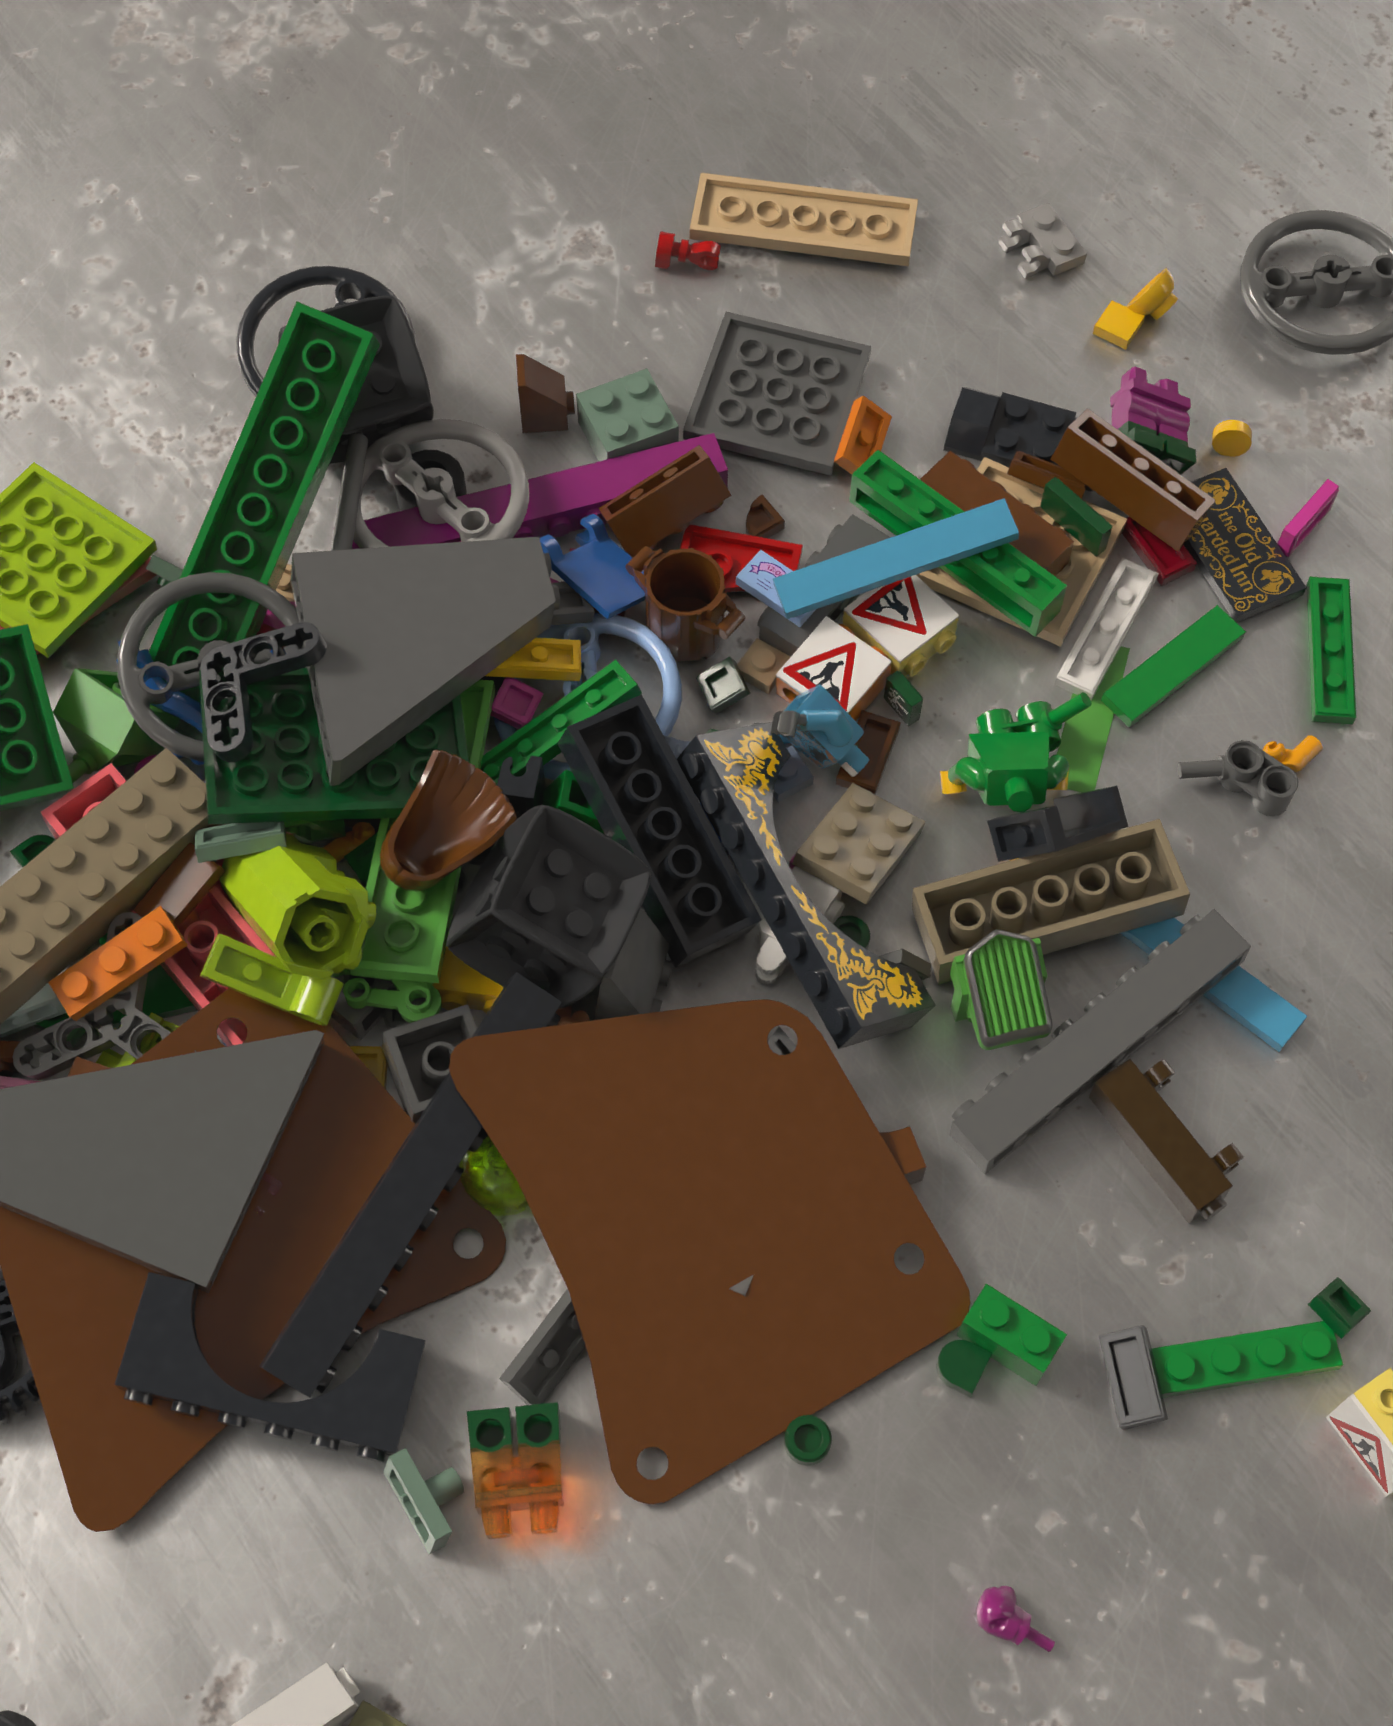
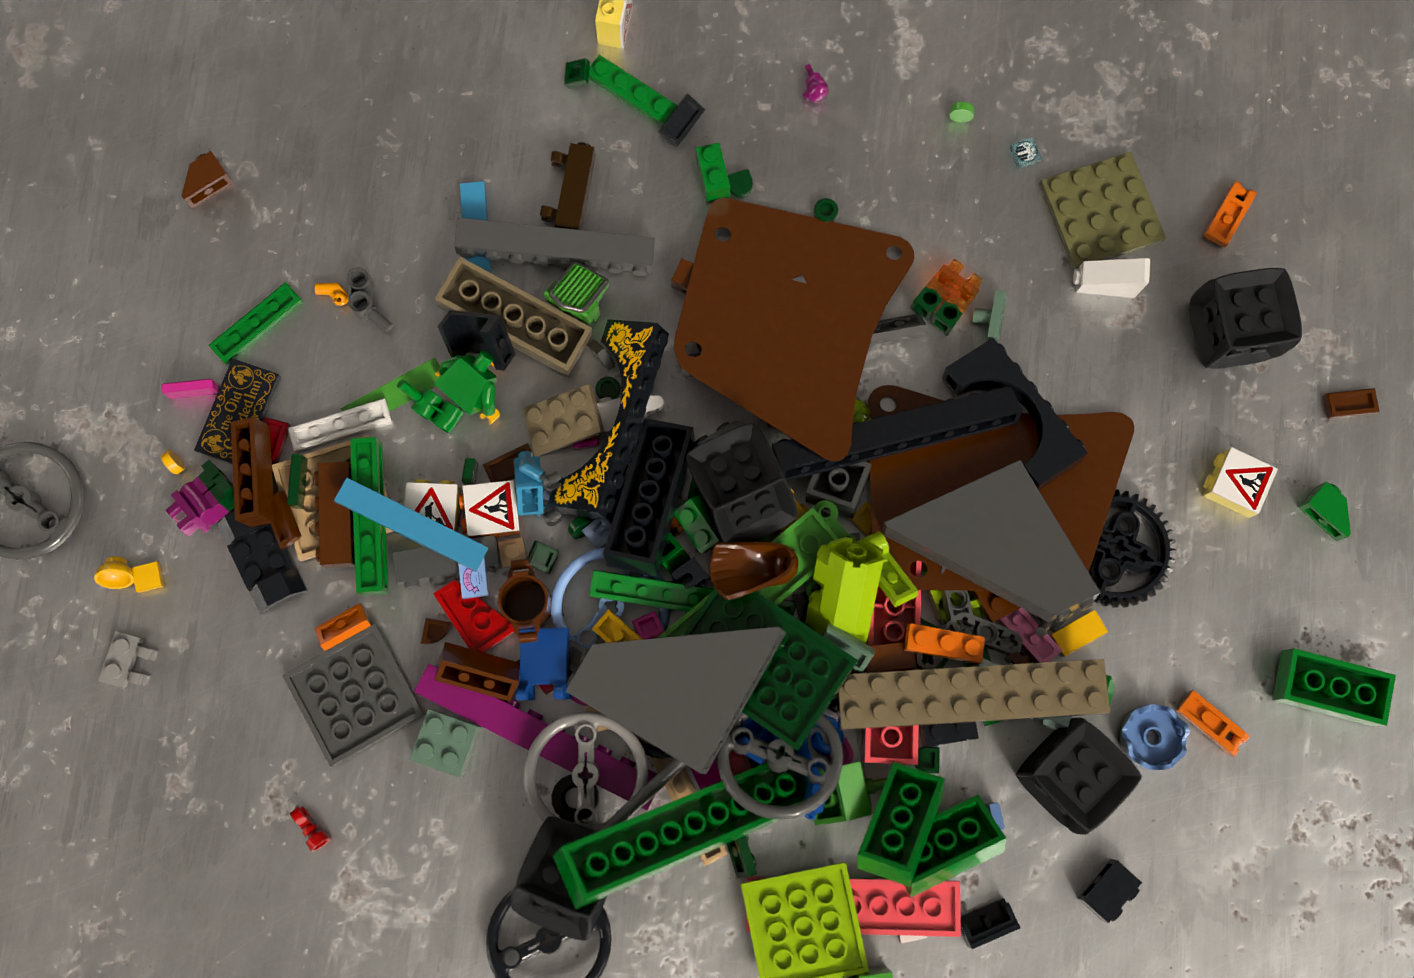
camera: 140 degrees left, 15 degrees up
(241, 671) = (781, 723): black beam -> none
(542, 397) = (472, 796): reddish brown slope -> none
(803, 219) = (229, 792): tan plate -> none
(1173, 666) = (333, 379): green tile -> none

